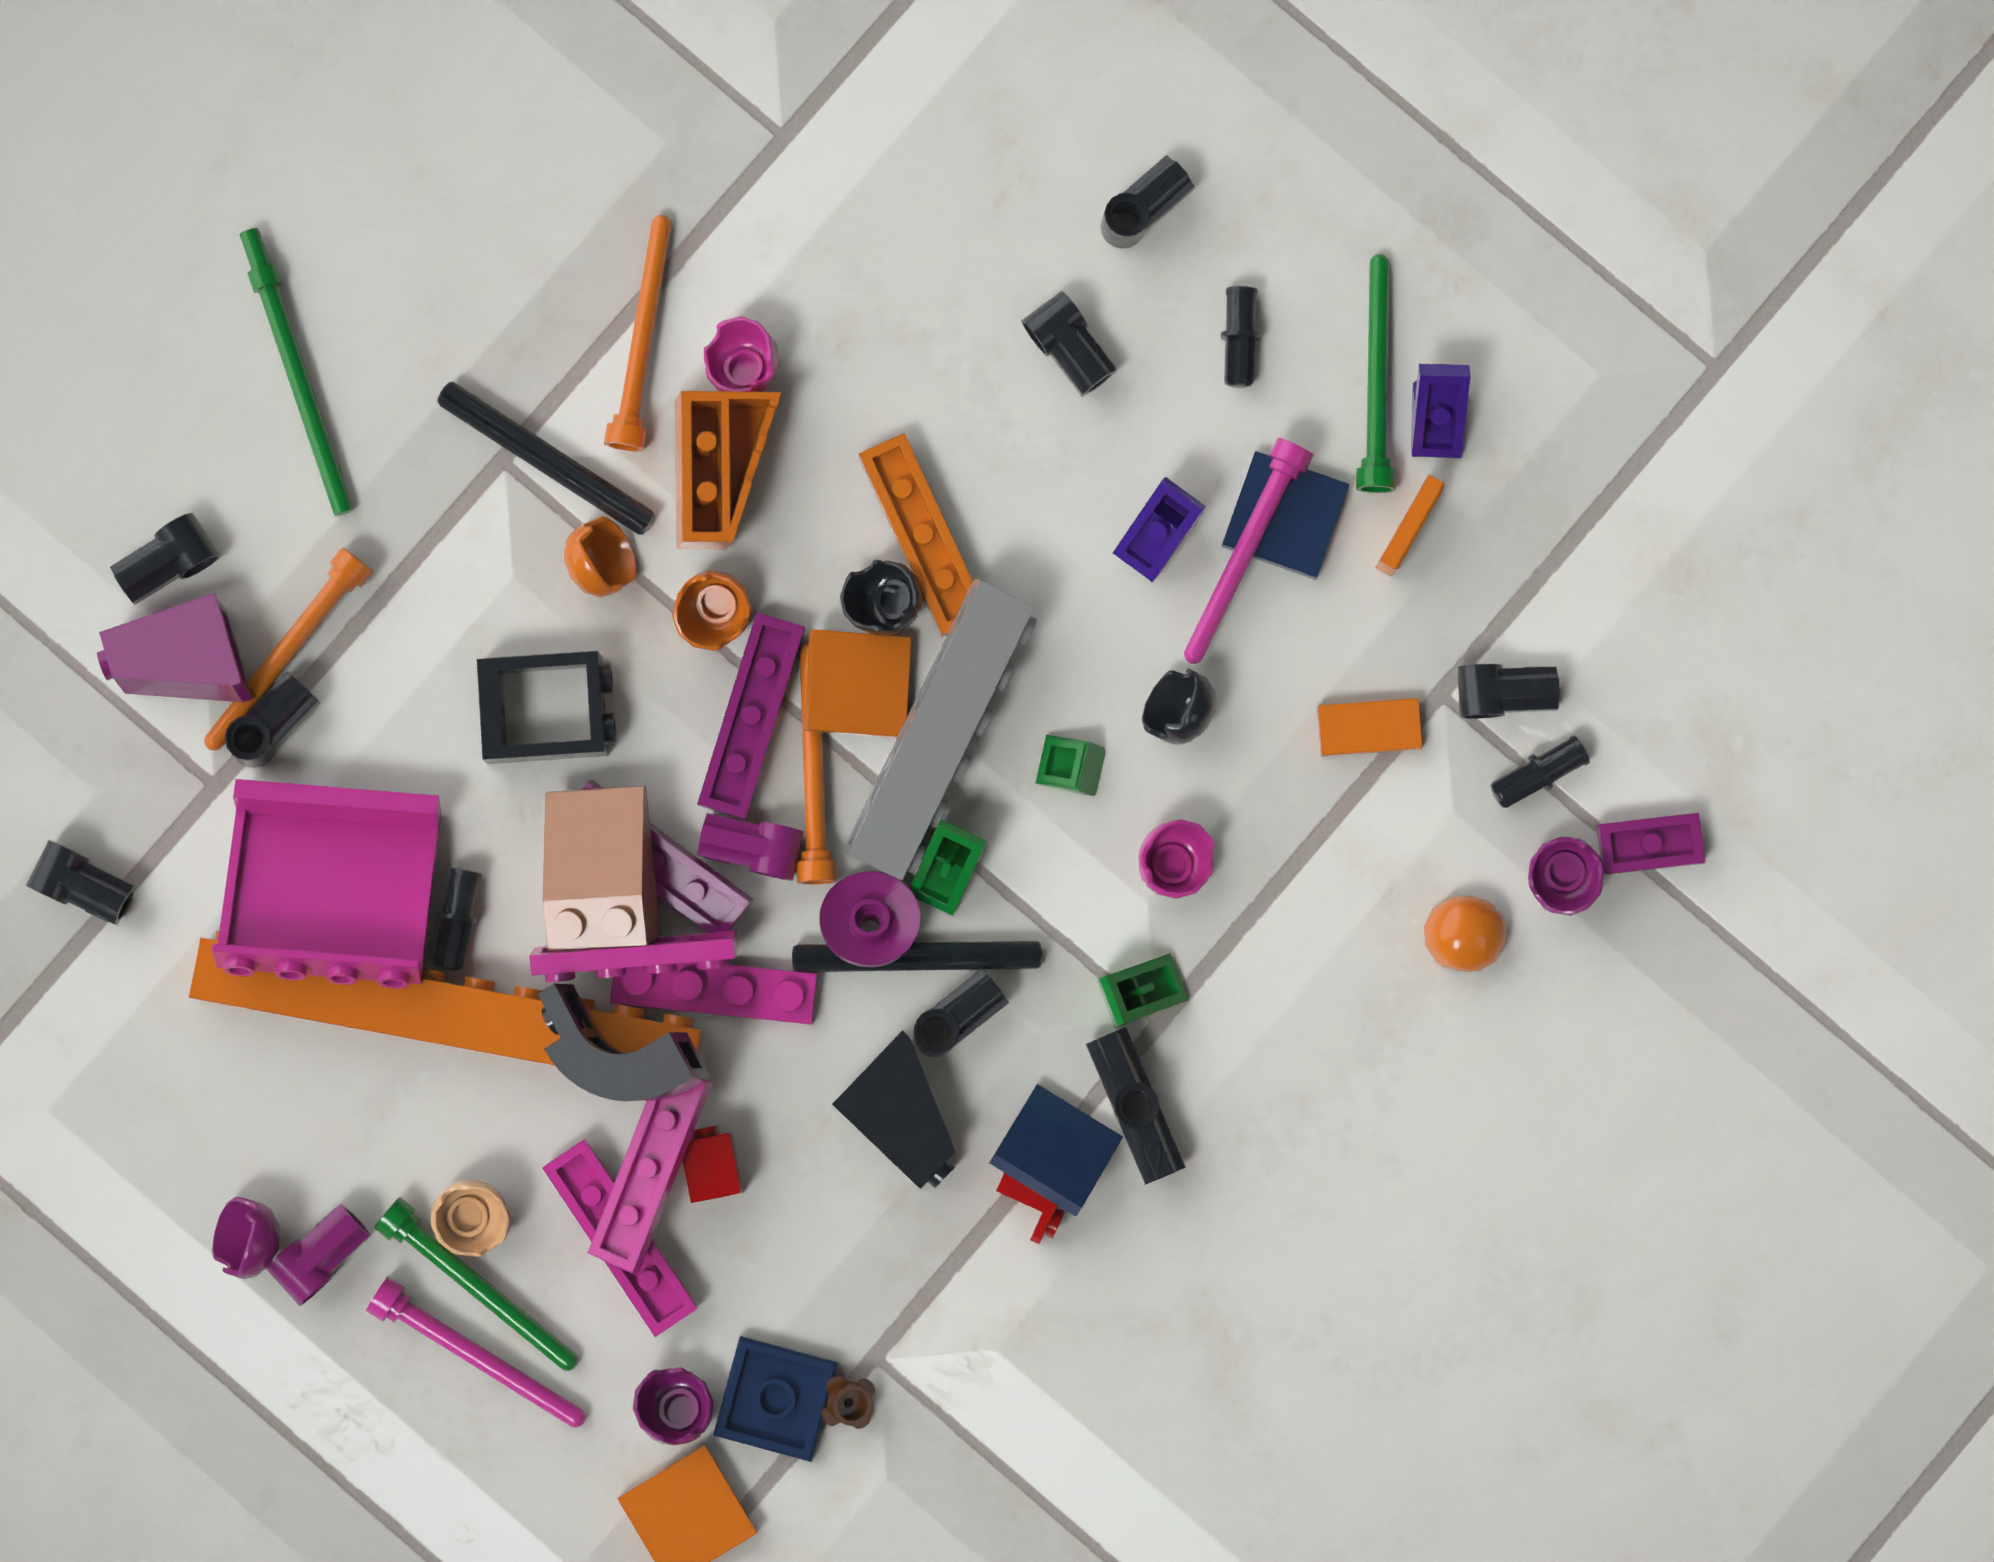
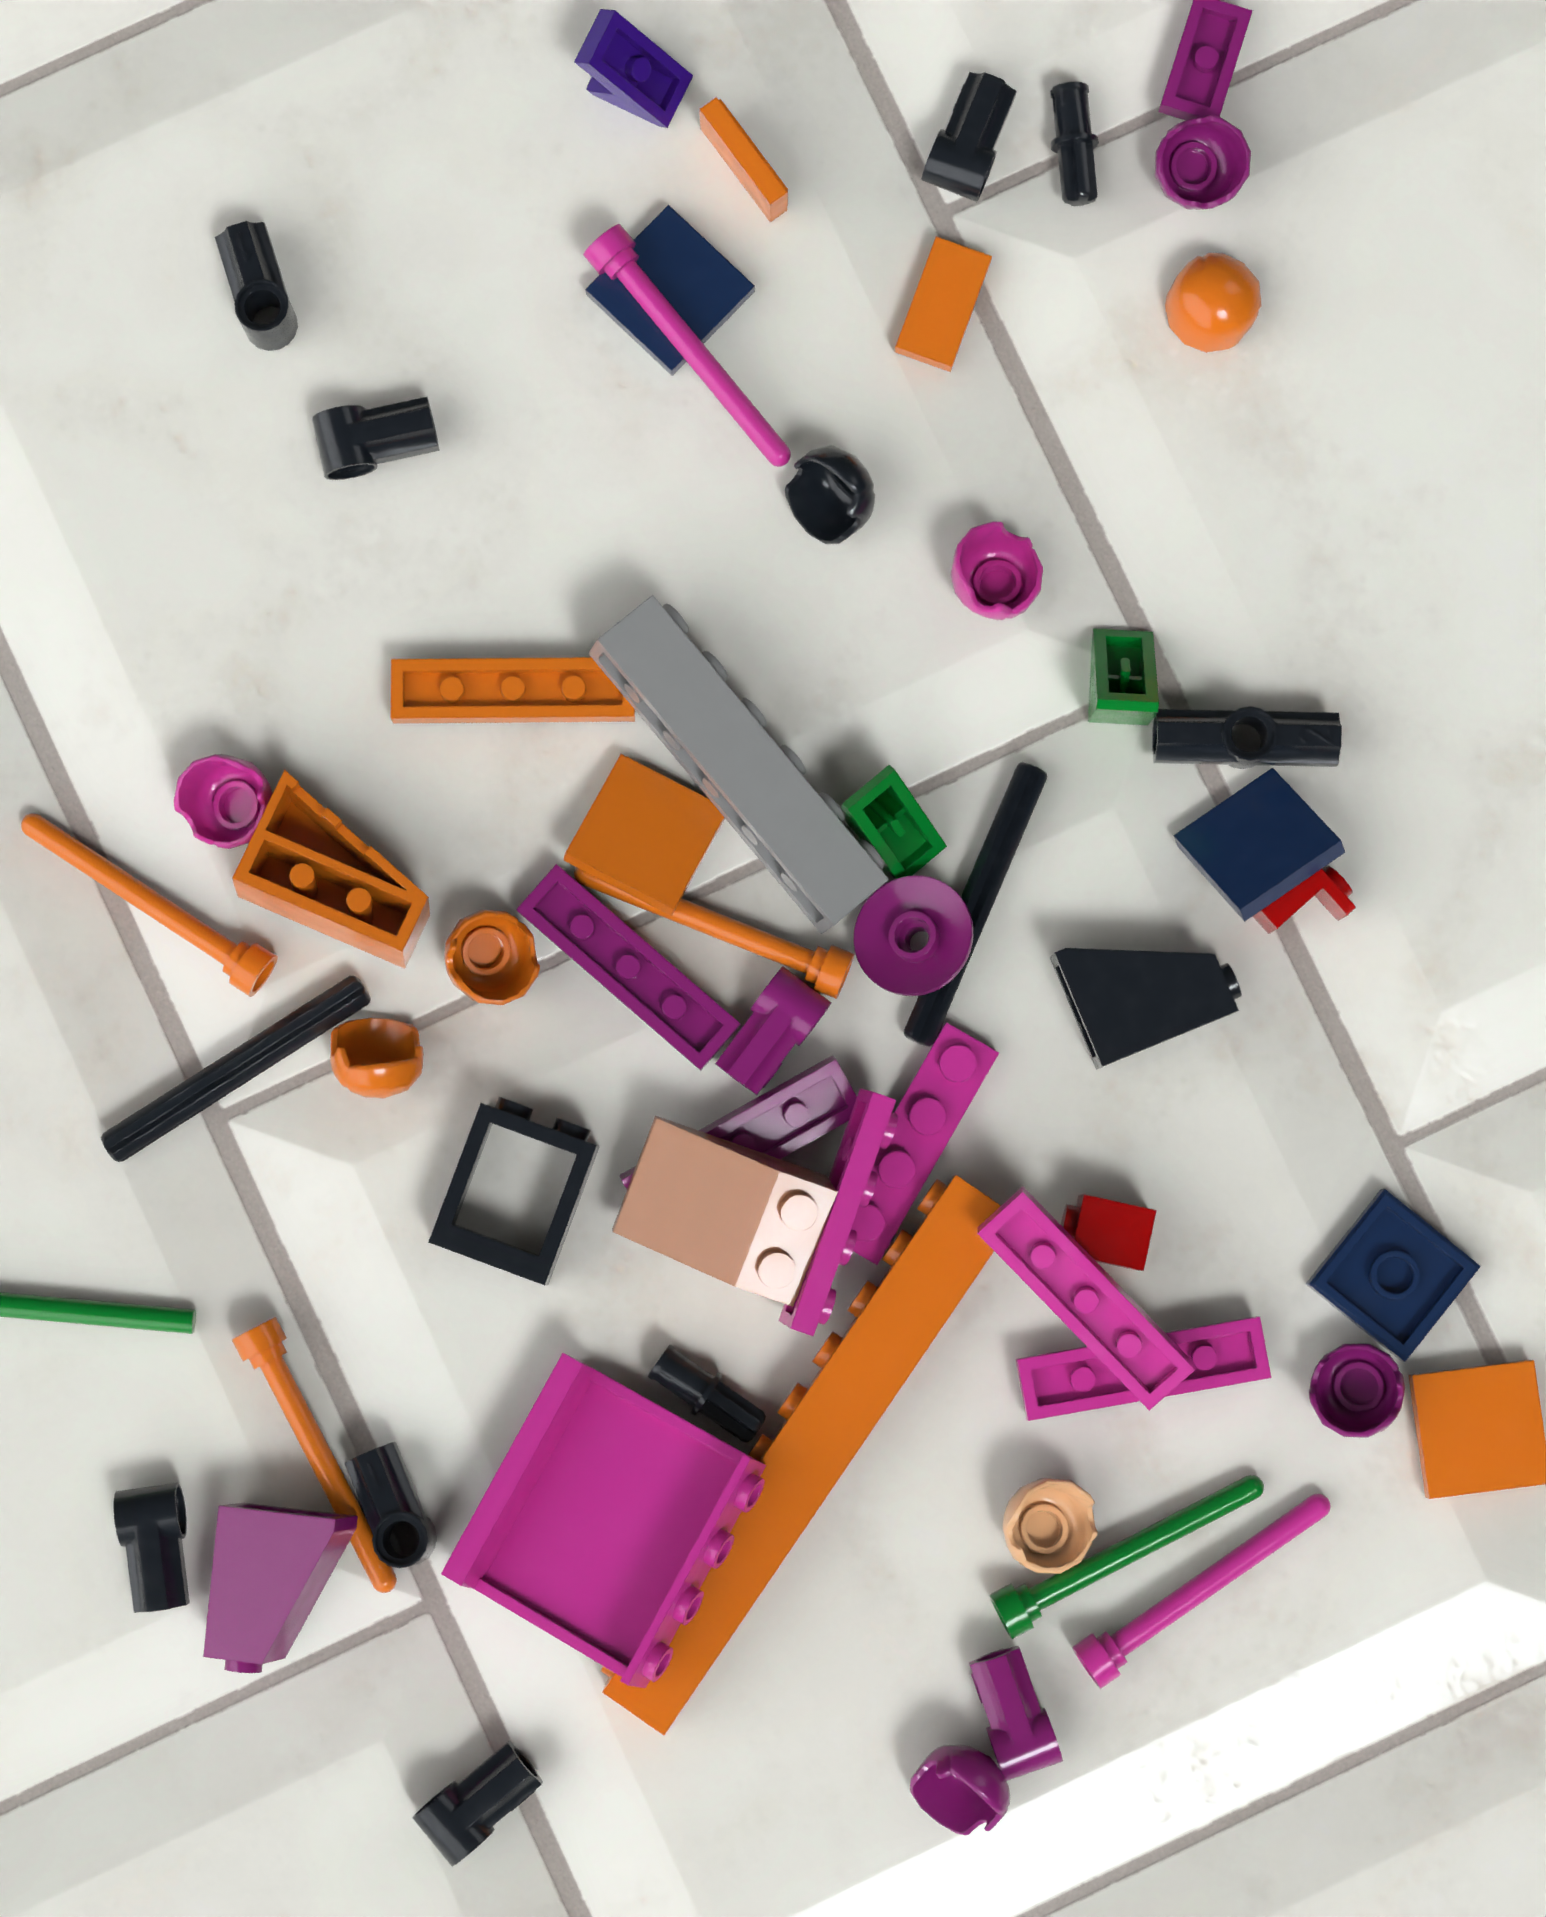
camera: 65 degrees left, 0 degrees up
(584, 1057) = (963, 1294): black arch -> none
(858, 1412) = (1447, 1188): reddish brown plate -> none
(882, 598) = (563, 763): black hair -> none
(962, 1012) = (1060, 882): black piece -> none
(1070, 765) = (838, 644): green slope -> none
(1159, 529) = (625, 427): dark purple slope -> none
(1240, 336) = (451, 249): black axle -> none
(1376, 470) = (666, 169): green piece -> none

